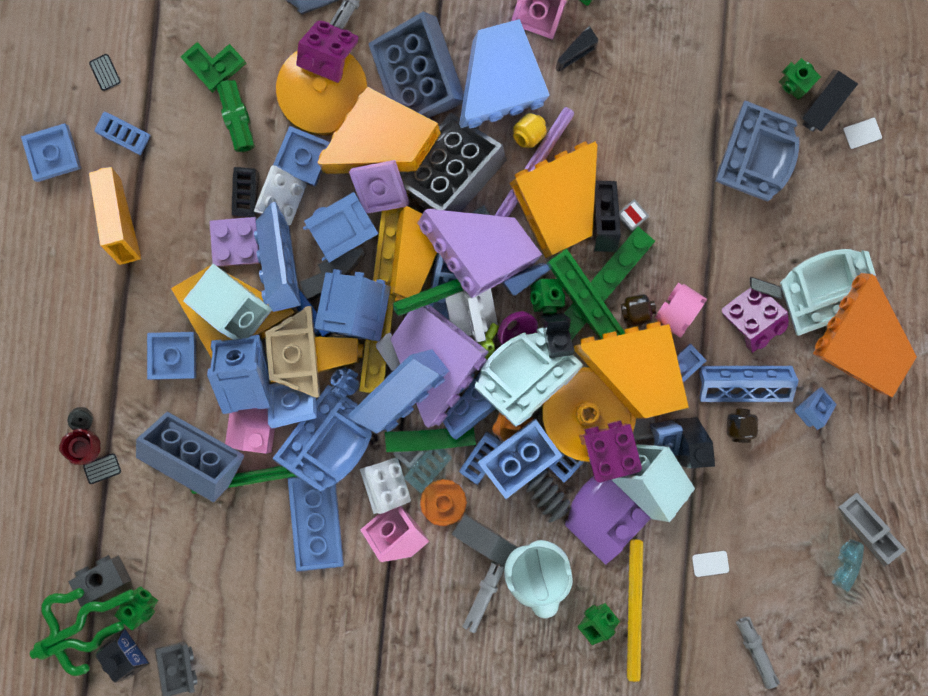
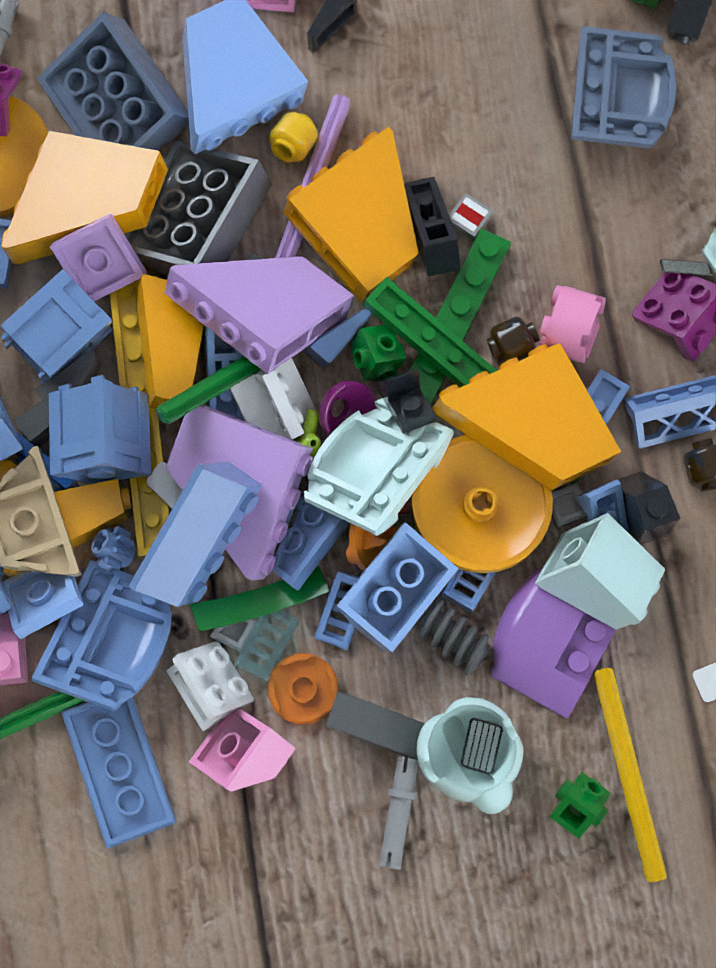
camera: 10 degrees left, 10 degrees down
(546, 572) = (481, 746): none -> sticker
(611, 451) = (527, 539): magenta bracket -> none

